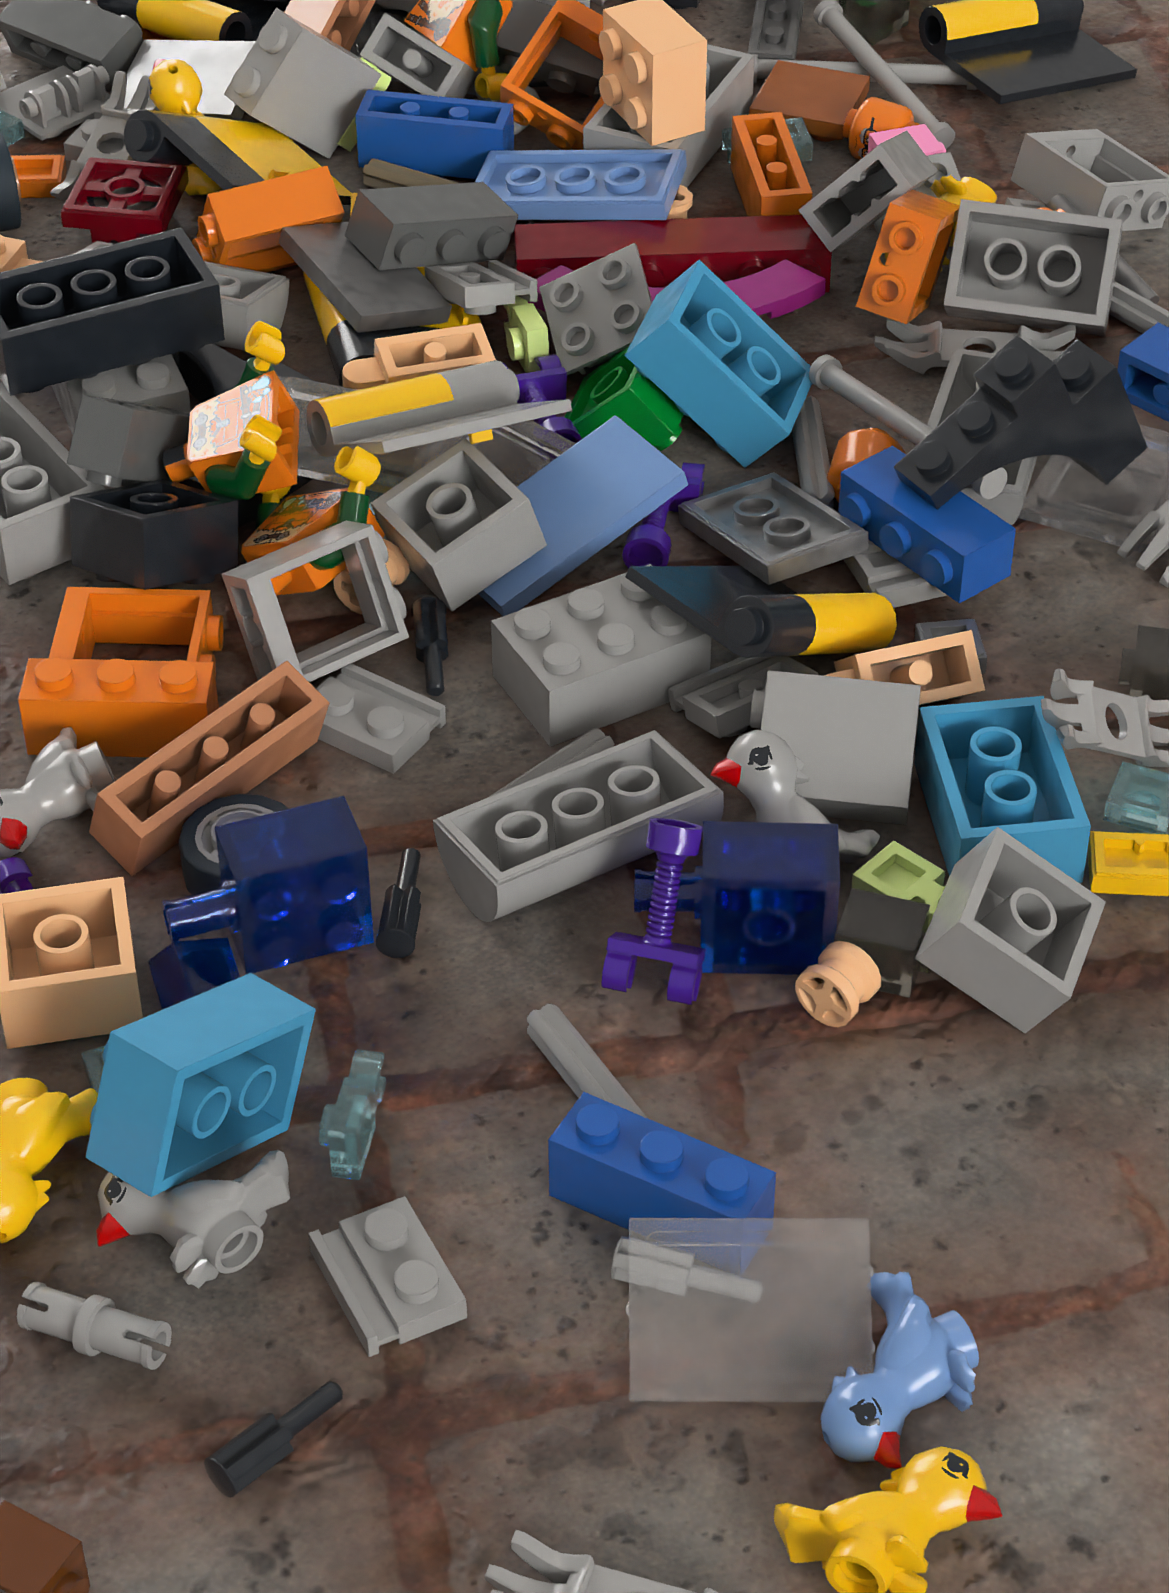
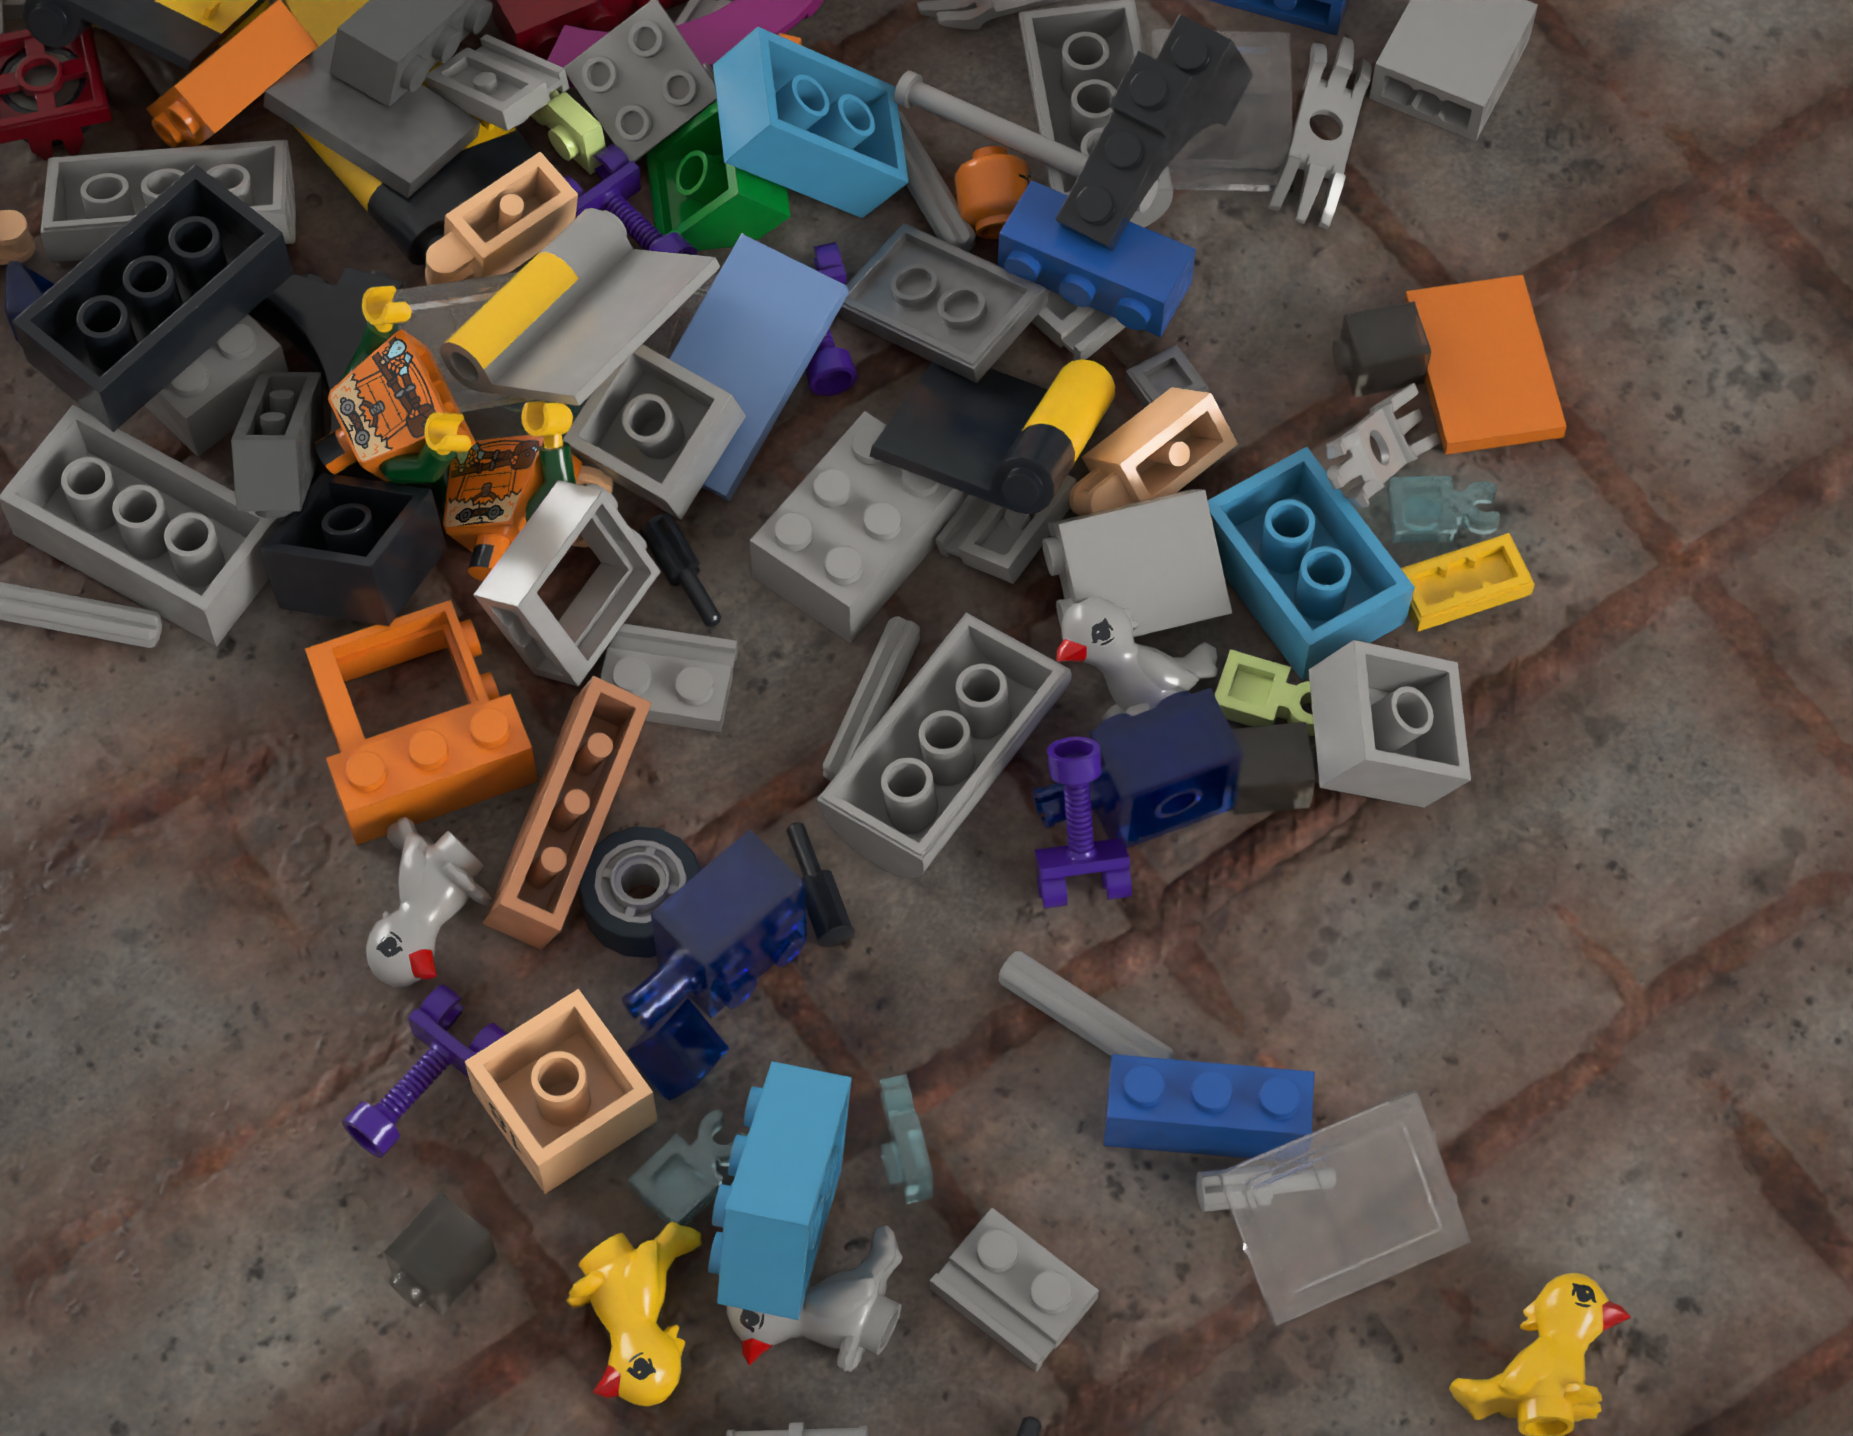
camera: 25 degrees left, 20 degrees up
(838, 983) = (1253, 829): light nougat wheel -> none
(913, 1367) = (1499, 1201): medium blue animal -> none

